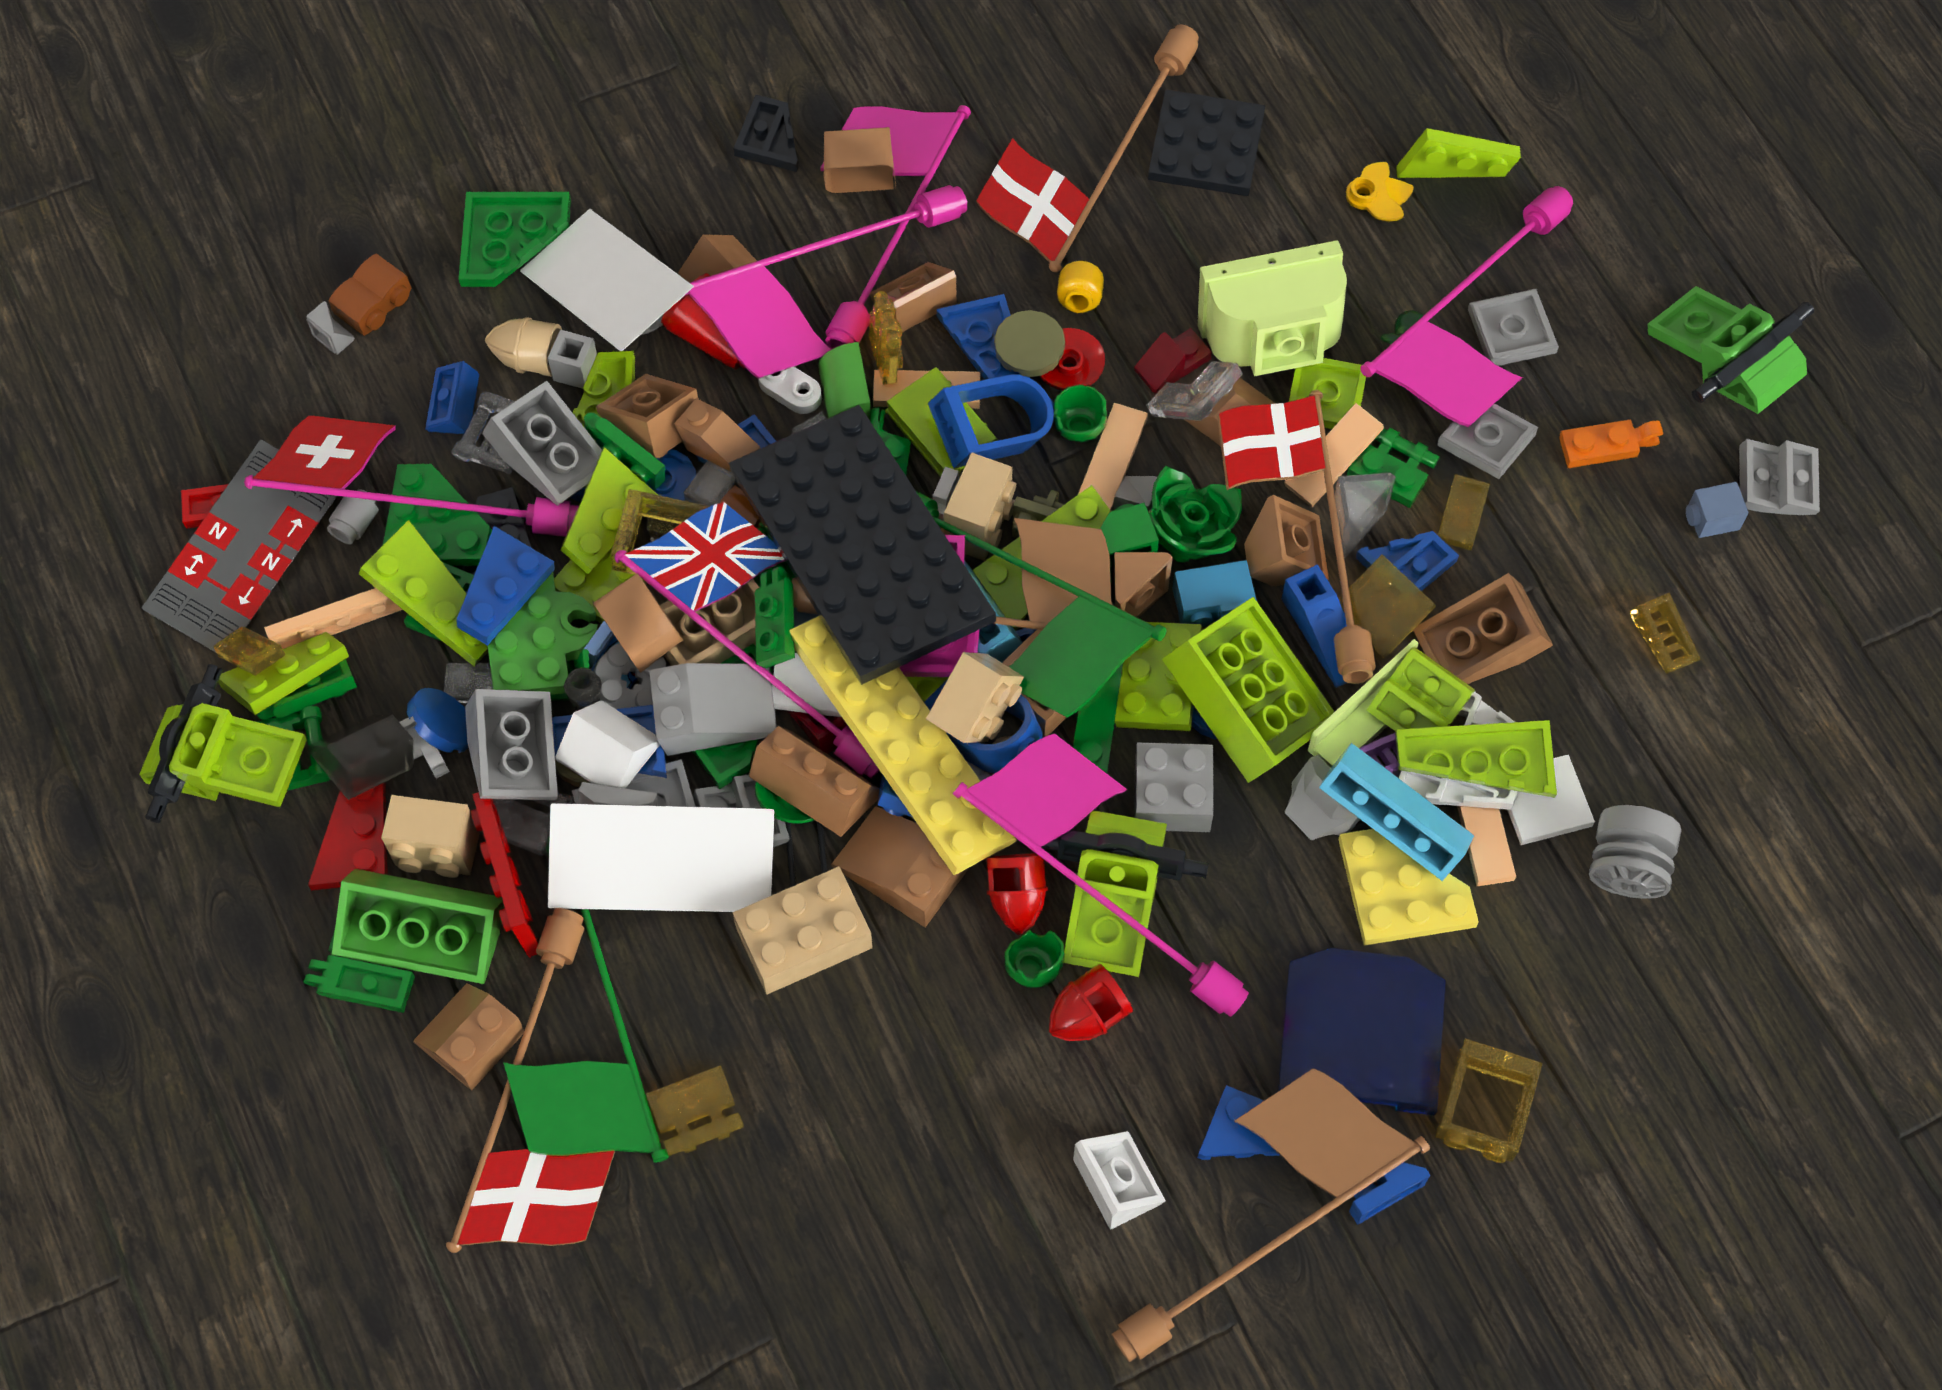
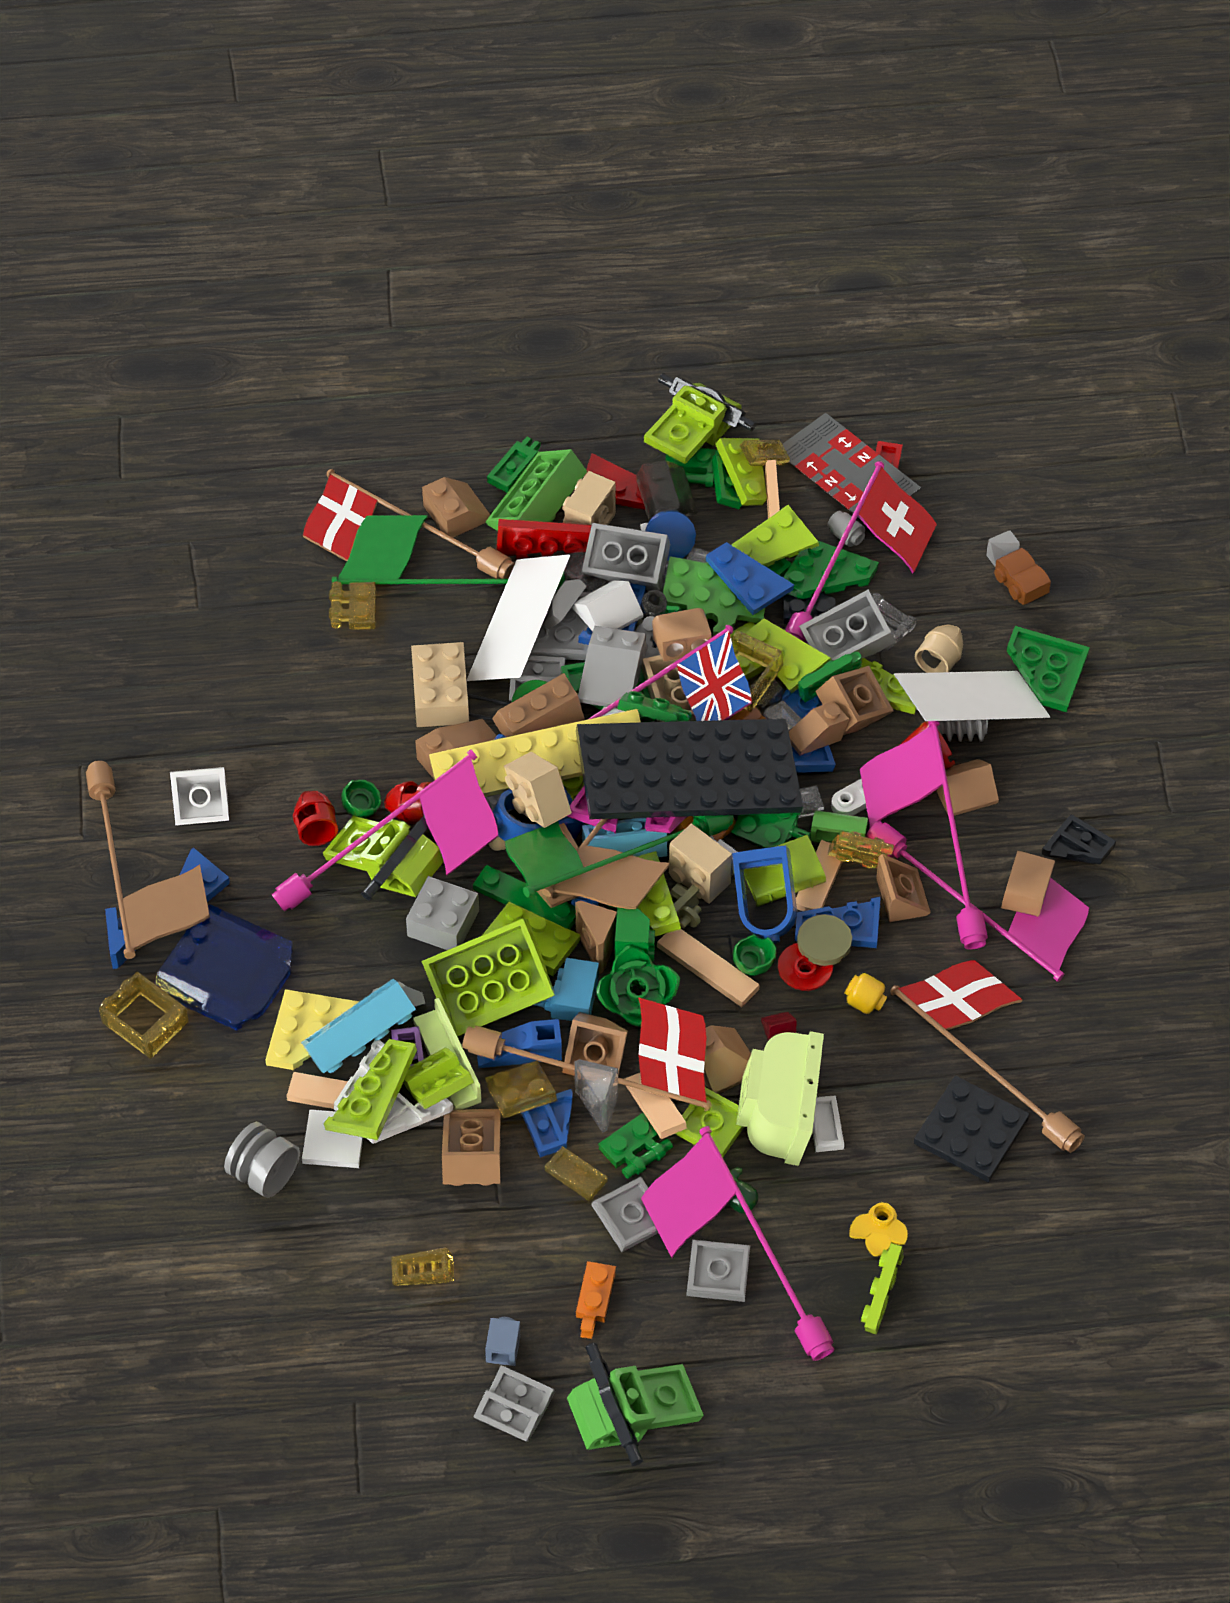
camera: 110 degrees right, 10 degrees down
(452, 398) = (922, 606): blue slope -> none
(572, 358) = (919, 662): light grey brick -> none
(1135, 491) = (684, 970): light grey slope -> none
(1195, 399) = (737, 1025): clear plate -> none

